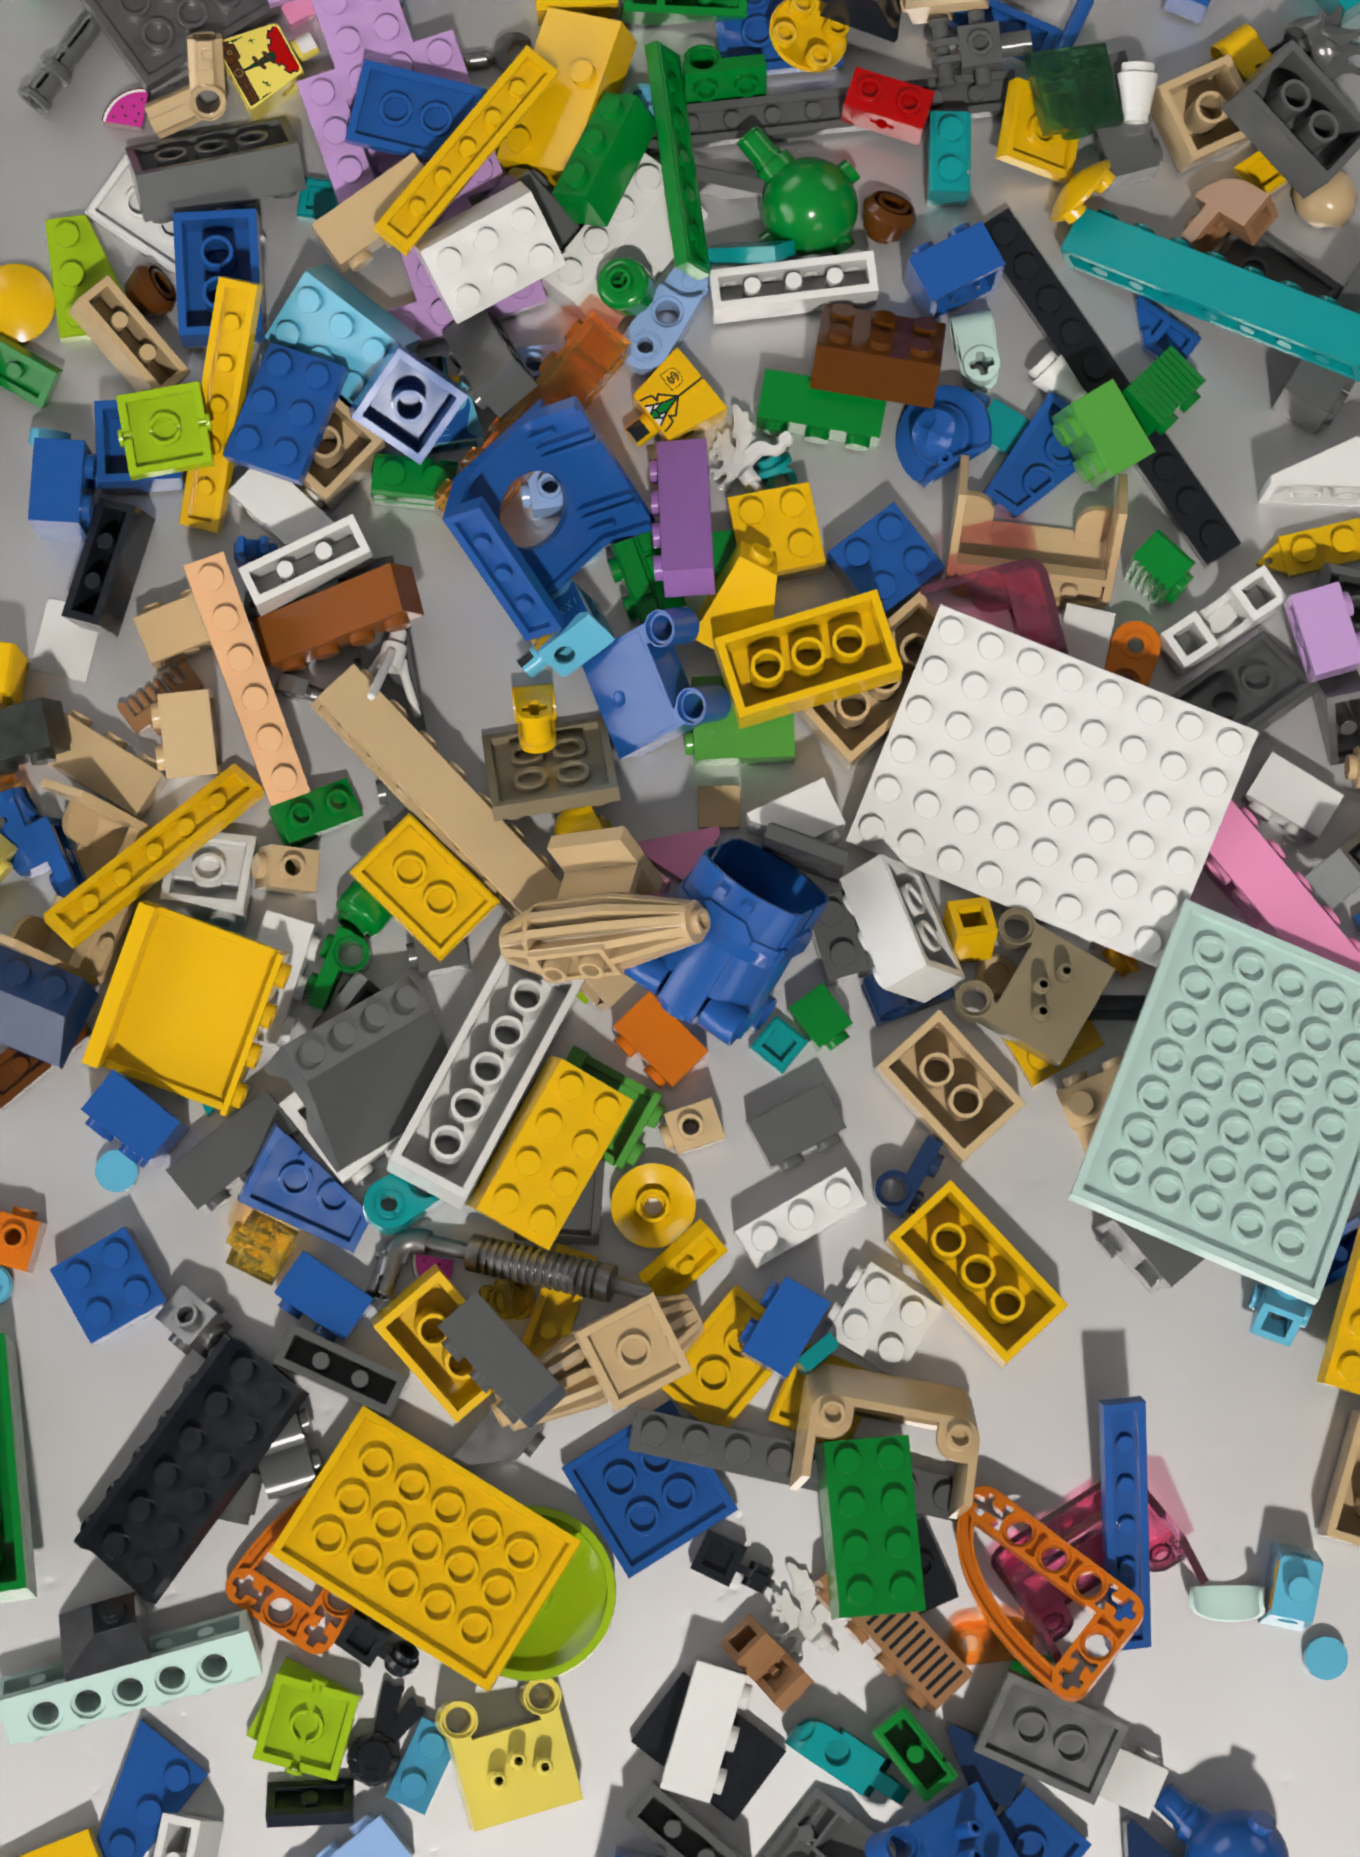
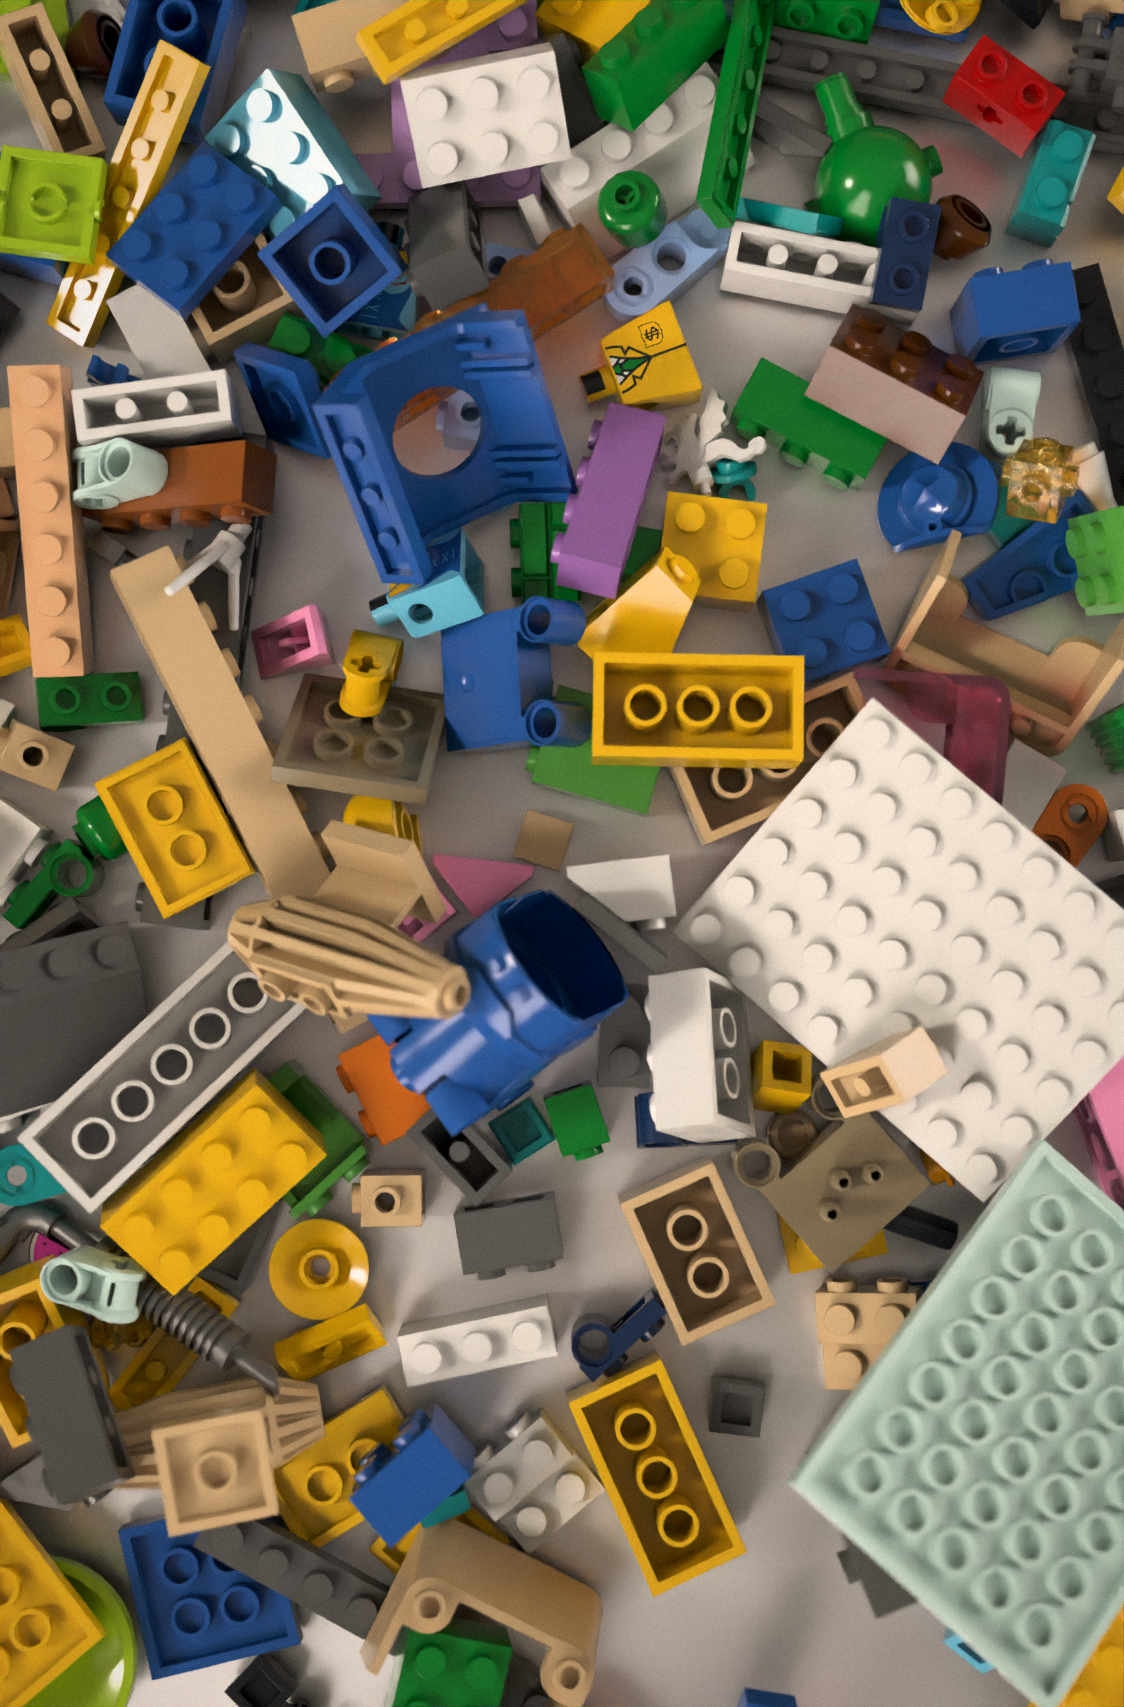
camera: 25 degrees right, 5 degrees up
(283, 625) = (116, 473): none -> light aqua piece
(403, 522) = (284, 396): none -> blue plate
(465, 715) = (293, 643): none -> bright pink slope
(491, 1261) = (104, 1286): none -> light aqua piece
(550, 321) = (533, 221): none -> white tile
(736, 1070) = (465, 1159): none -> dark grey slope
(851, 255) = (904, 253): none -> dark blue plate
(1016, 395) = (1039, 479): none -> clear yellow brick
(1025, 1206) = (736, 1406): none -> dark grey plate
(1046, 889) = (885, 1073): none -> tan slope

